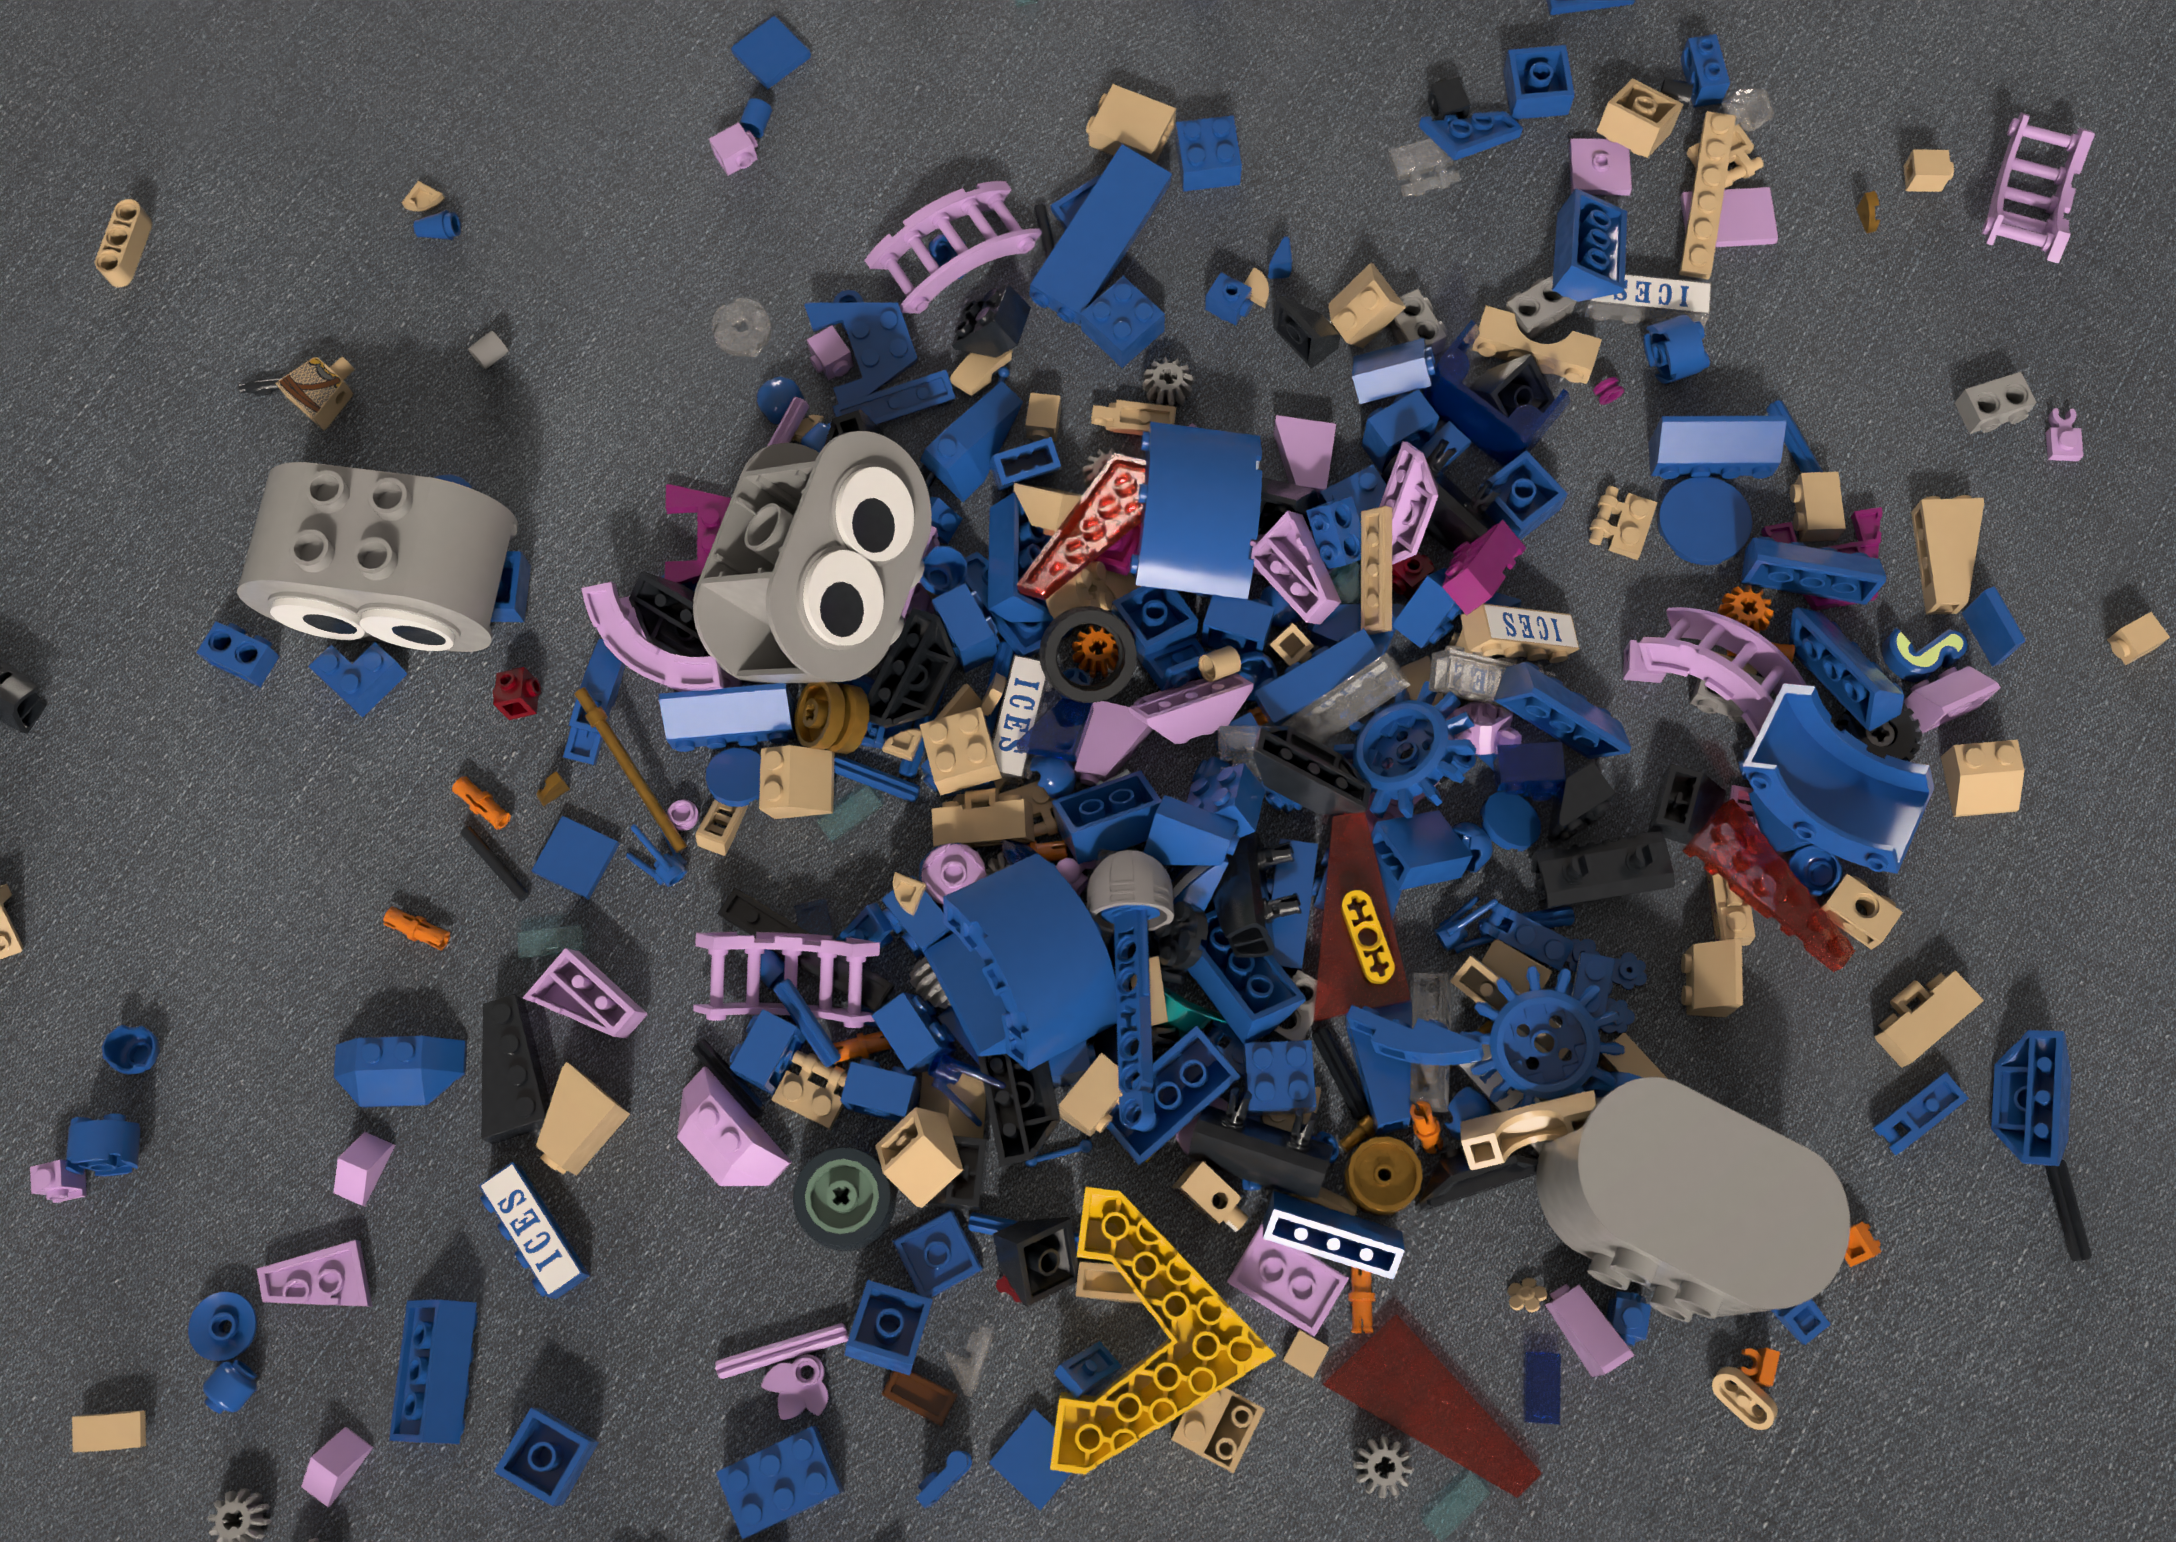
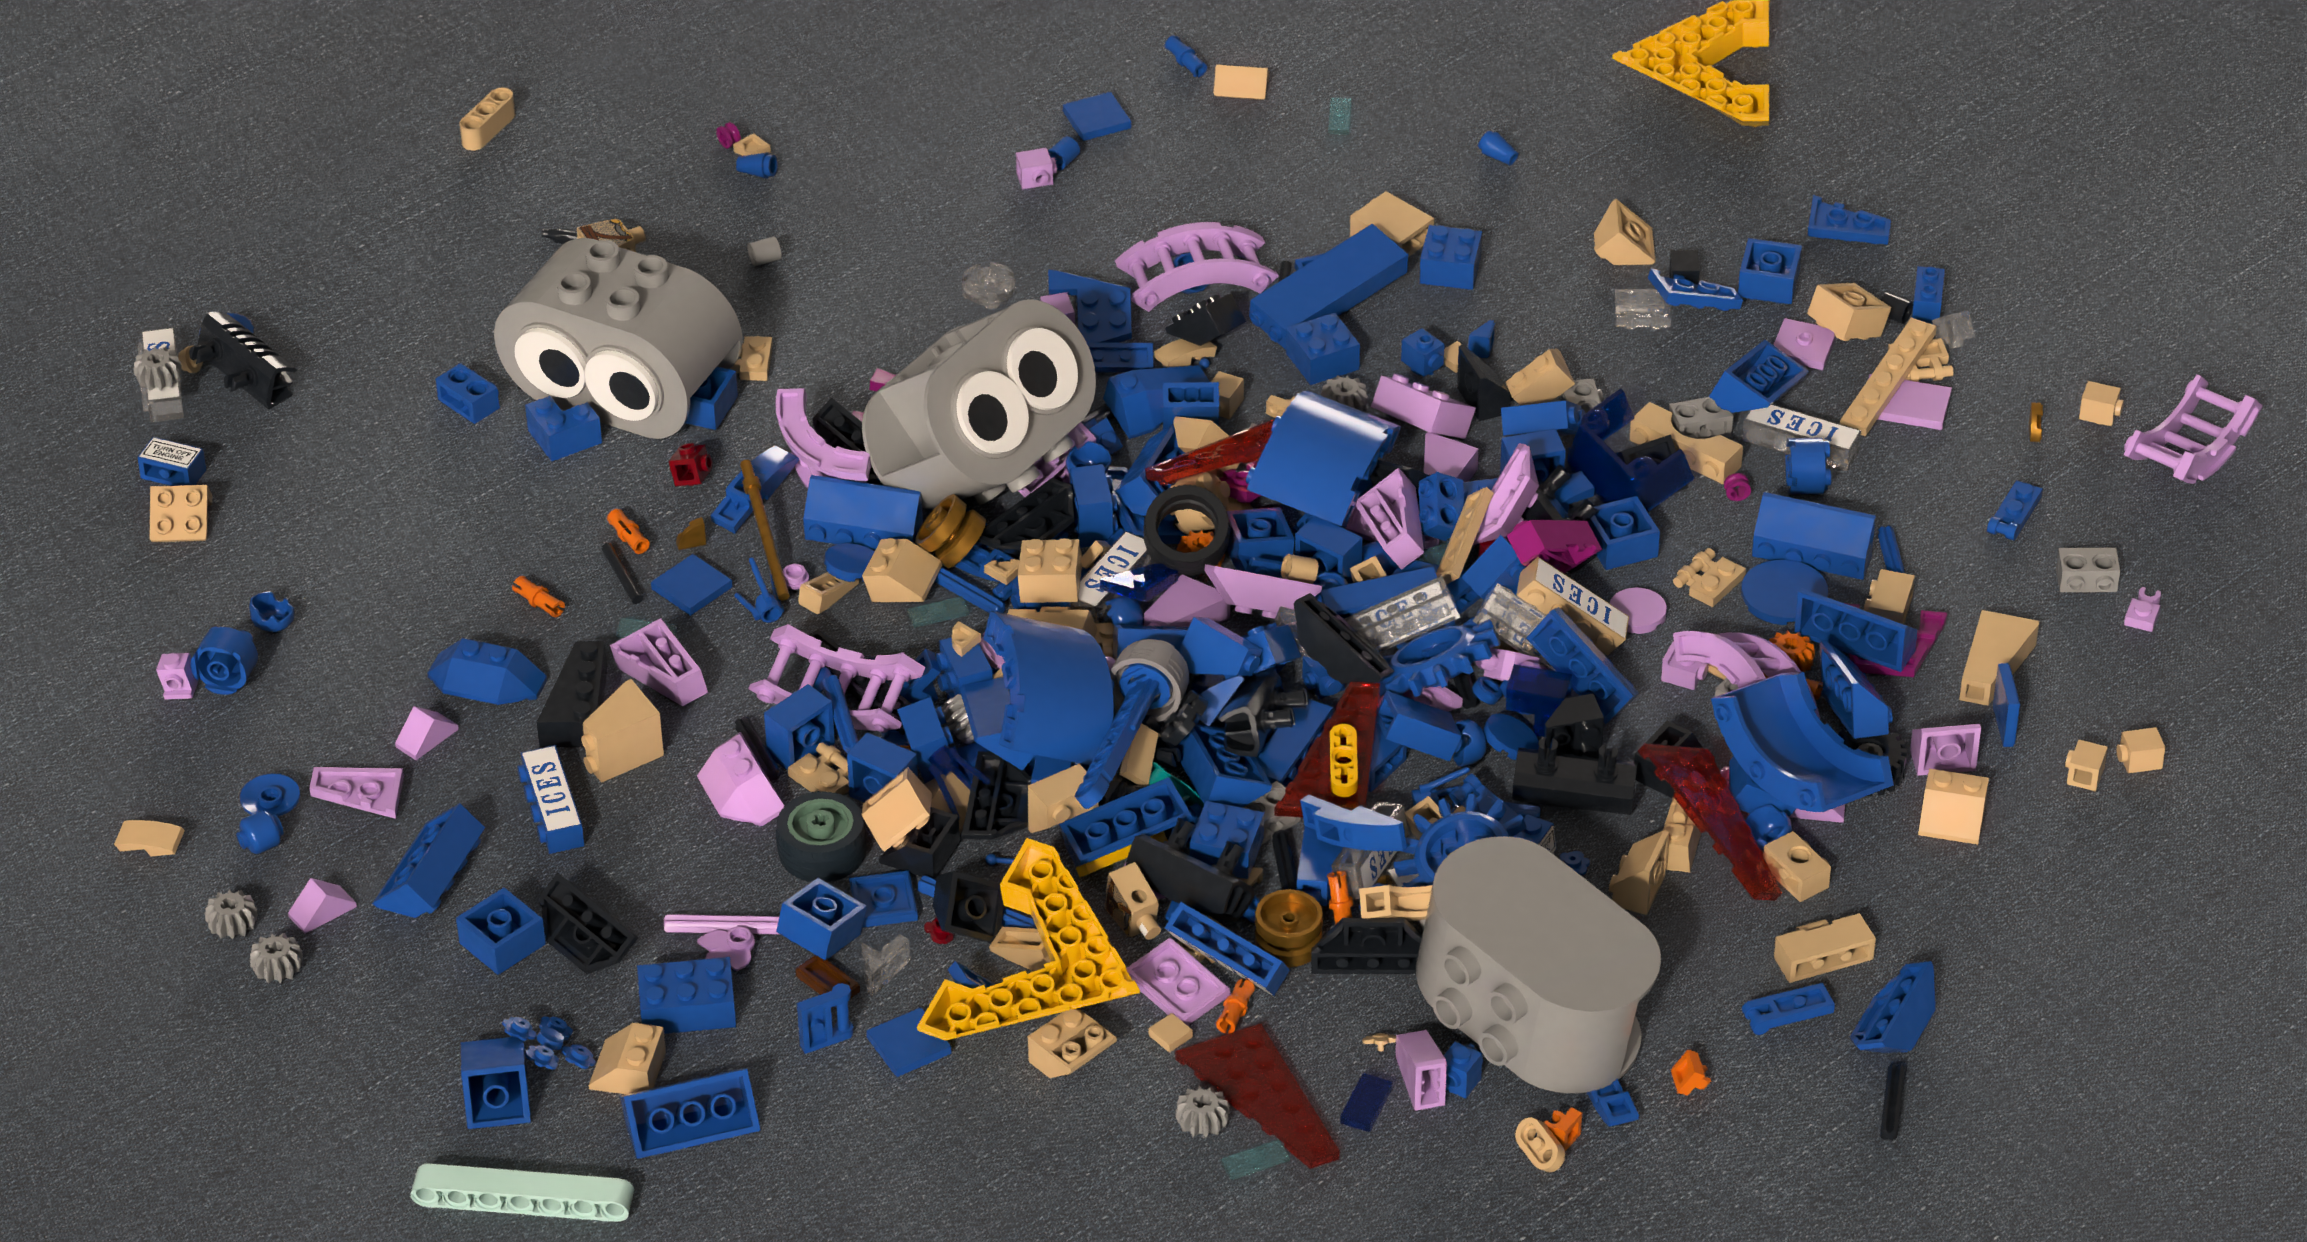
camera: 15 degrees right, 30 degrees down
(392, 192) = (728, 135): none -> magenta bush
(530, 503) = (755, 358): none -> tan plate
(639, 1417) = (583, 927): none -> black wedge
(1256, 381) = (1421, 407): none -> lavender wedge
(1373, 74) = (1624, 237): none -> tan slope
(1568, 590) = (1644, 608): none -> lavender tile
(1889, 337) = (2015, 510): none -> blue plate
(1919, 665) = (1921, 716): blue animal -> none
(2092, 675) = (2086, 765): none -> tan brick

